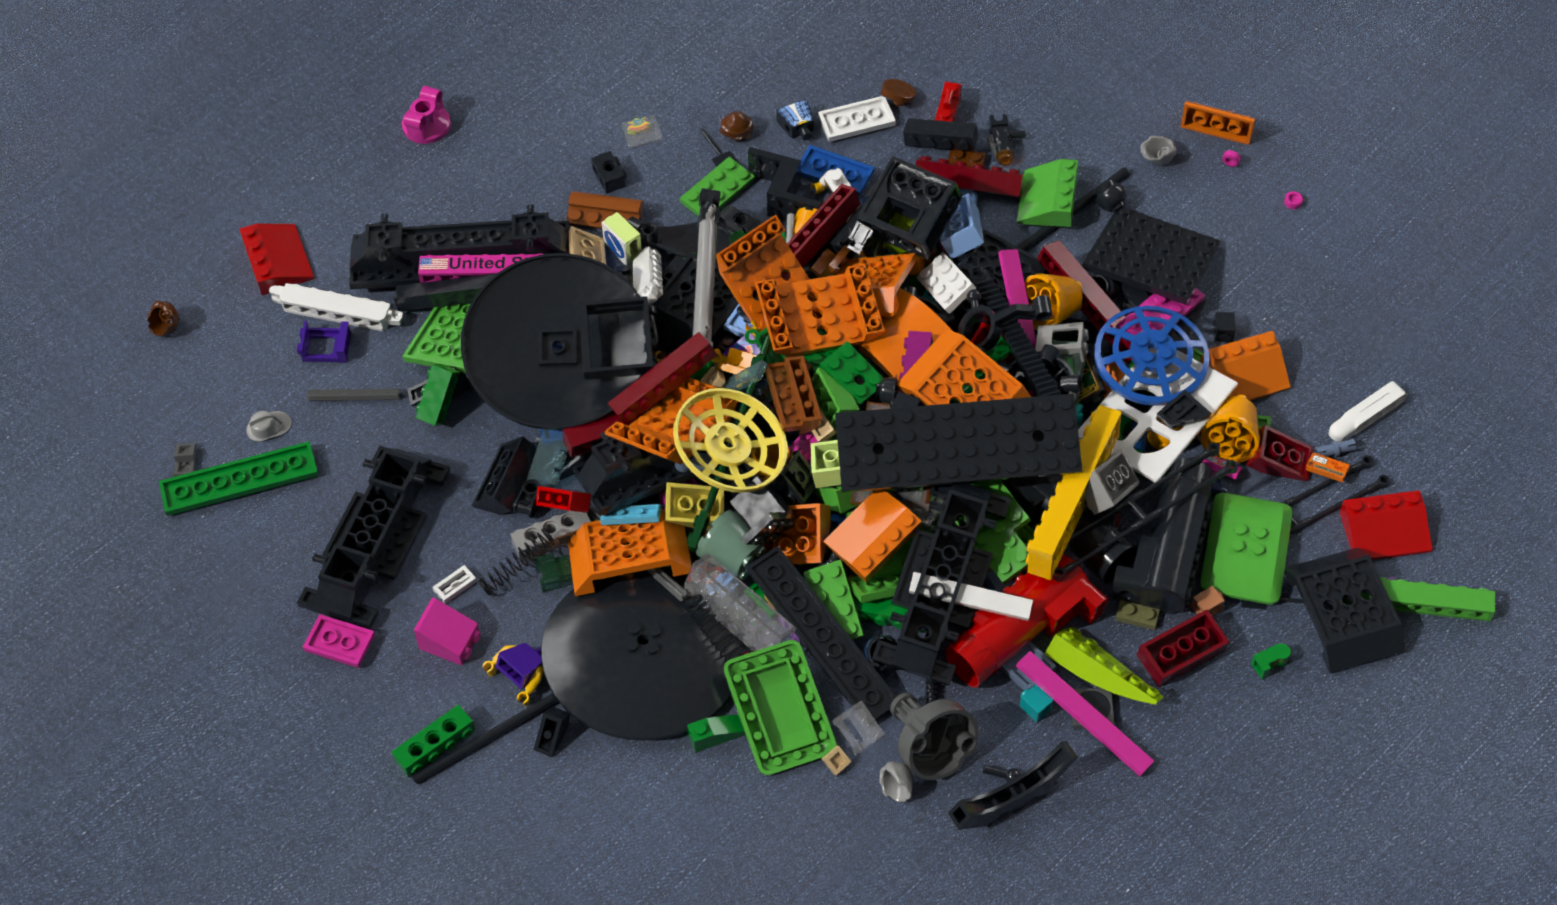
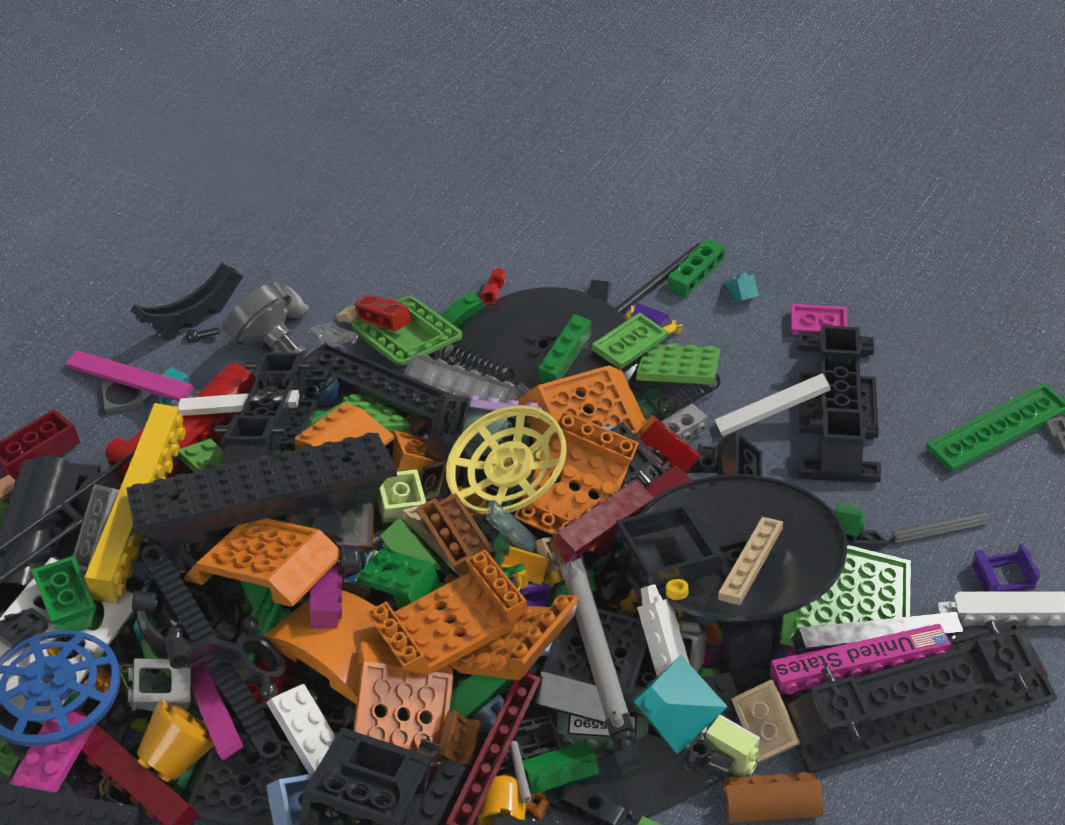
camera: 165 degrees right, 10 degrees down
(268, 425) = (1007, 483): light grey piece -> none
(397, 702) = (742, 286): none -> teal slope
(442, 528) = (772, 404): none -> white tile
(446, 632) = (726, 332): dark pink slope -> none
(457, 586) = (735, 393): white tile -> none
(512, 598) = (679, 364): none -> bright green plate
(553, 622) = (629, 340): none -> bright green plate
(554, 309) = (750, 561): none -> tan plate
(625, 292) = (677, 589): none -> yellow tile
(626, 609) = (565, 349): none -> green brick
(658, 249) = (678, 704): none -> teal slope
(668, 753) = (493, 286): none -> red piece
(712, 543) = (493, 403): none -> lavender plate
(801, 732) = (382, 312): none -> red piece
(1098, 667) = (102, 415): lime wedge -> none
(1144, 433) = (65, 594): none -> green slope

